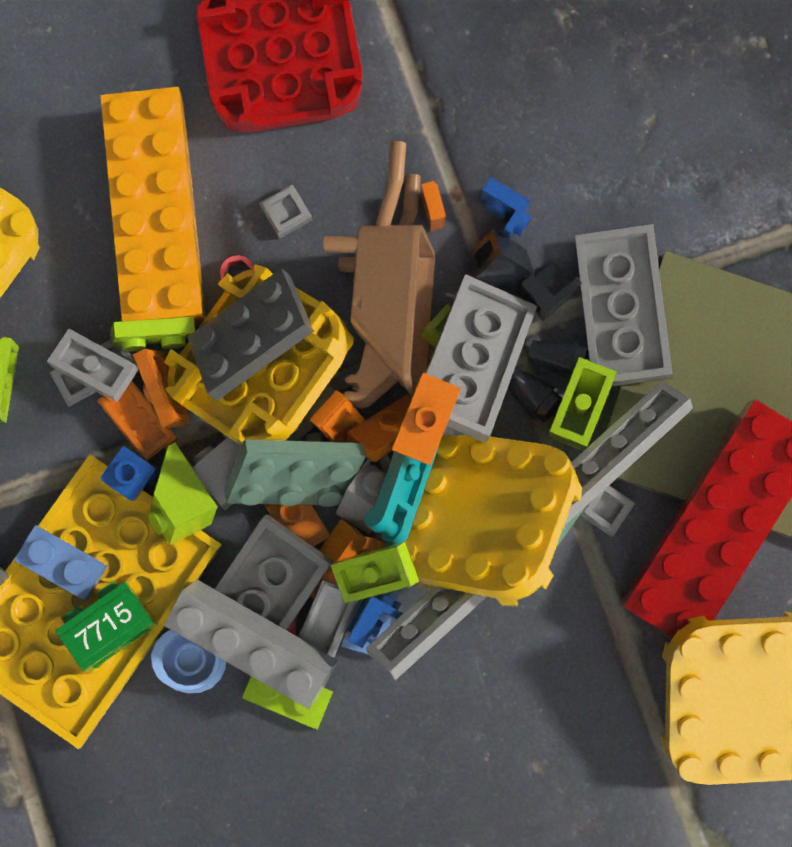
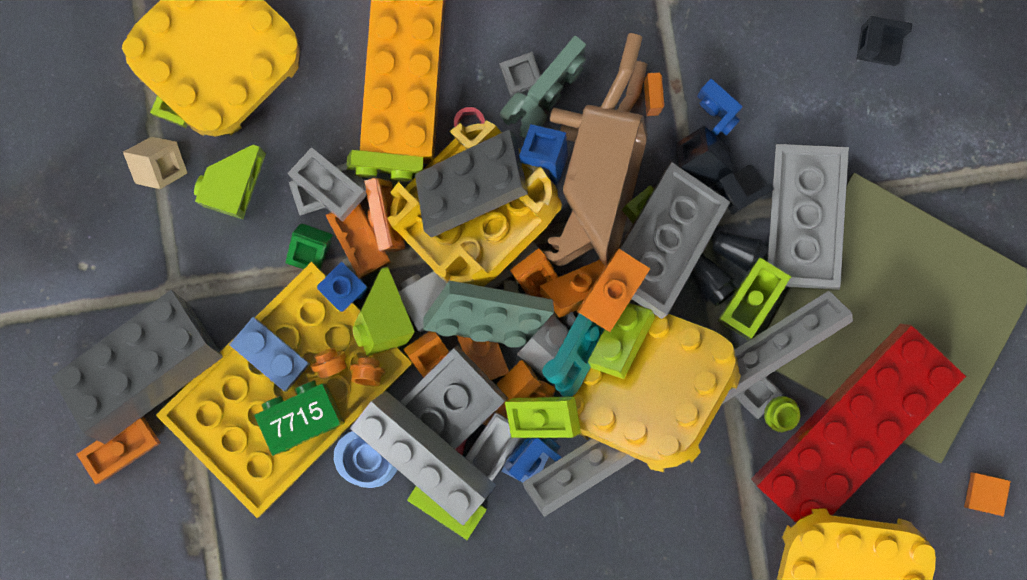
camera: 10 degrees right, 5 degrees up
(83, 437) = (308, 246): none -> green slope
(128, 559) = (329, 362): none -> orange plate
(172, 562) = (367, 372): none -> orange plate
(234, 529) = (426, 352): none -> orange plate
(313, 221) = (547, 88): none -> sand green plate
(326, 282) = (545, 149): none -> blue panel
(446, 476) = (619, 347): none -> lime plate
(638, 525) = (782, 414): none -> lime plate
(668, 105) = (882, 40): none -> black panel

